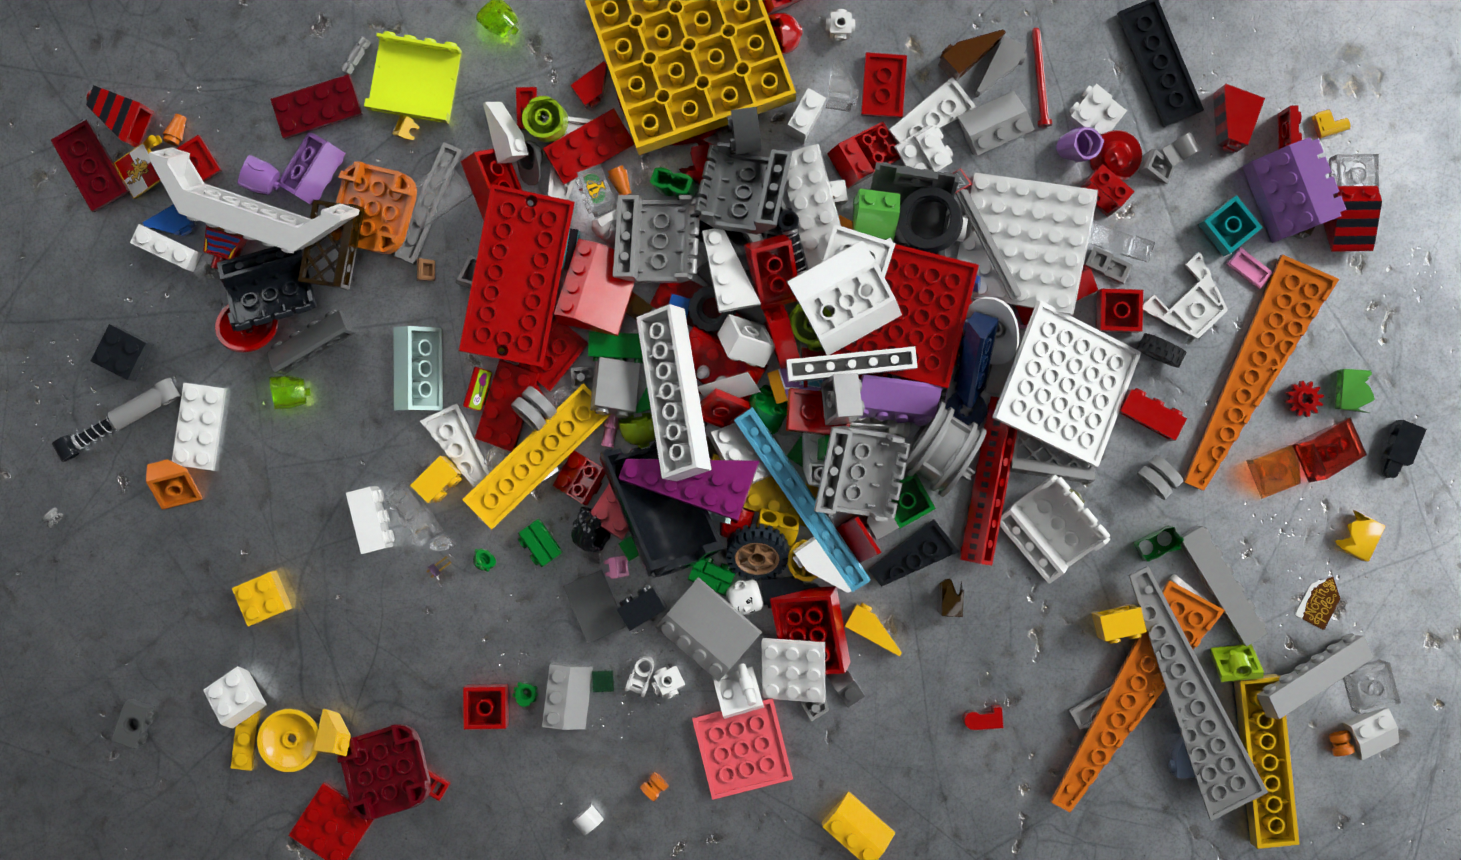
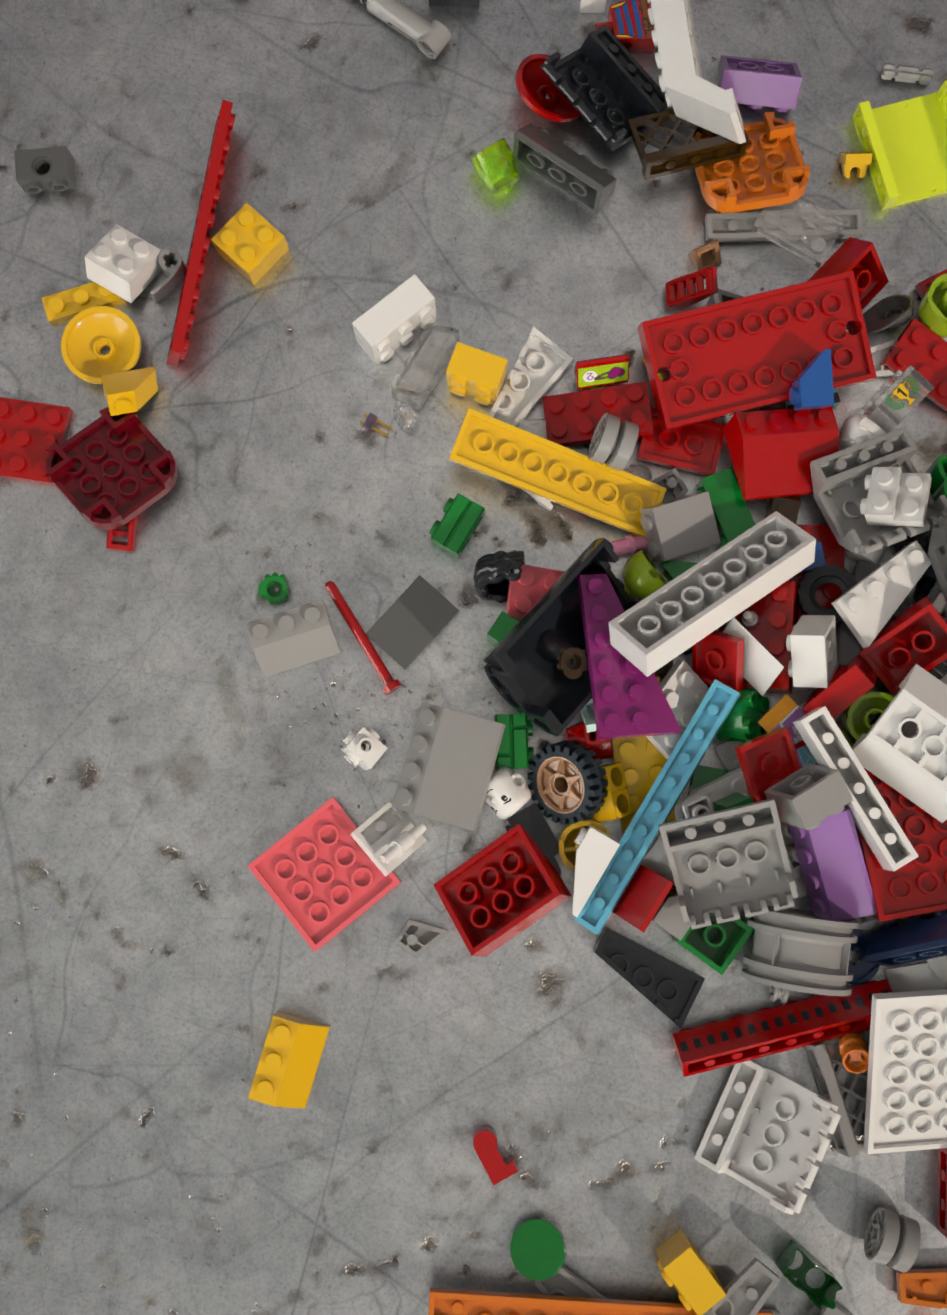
camera: 70 degrees right, 5 degrees down
(171, 484) = (332, 90): orange slope -> none
(199, 426) = (411, 93): white plate -> none
(231, 626) = (201, 233): none -> red plate
(258, 176) = (722, 26): medium lavender helmet -> none
(258, 662) = (174, 273): none -> light grey panel
(316, 106) = (828, 58): dark red plate -> none
(418, 368) = (592, 297): light aqua slope -> none
(445, 297) = (676, 292): none -> red slope
(483, 560) = (407, 471): green animal -> none
(485, 706) = (239, 549): red brick -> none
(505, 134) = (904, 273): white slope -> none
(560, 251) = (814, 385): none -> blue slope
(580, 478) = (554, 537): red plate -> none
(587, 820) = (158, 729): white piece -> none
(603, 681) = (329, 672): clear green tile -> none
(618, 567) = (471, 627): bright pink tile -> none
(619, 179) = (920, 422): orange cone -> none
(631, 642) = (390, 684): none -> red bar
(640, 679) = (350, 713): white piece -> none
(642, 607) = (437, 675): black brick -> none
(654, 786) = (232, 789): orange wheel -> none
(665, 230) = (895, 497): none -> white plate
(680, 508) = (578, 664): none -> dark brown animal
(793, 670) = (446, 892): white plate -> none
(846, 687) = (453, 965): flat silver slope -> none
(868, 625) = (540, 958): yellow slope -> none
(948, 601) = (617, 1044): dark brown piece -> none
(1028, 444) = (854, 1053): none -> orange wheel
(1059, 717) = (538, 1249): none -> green tile

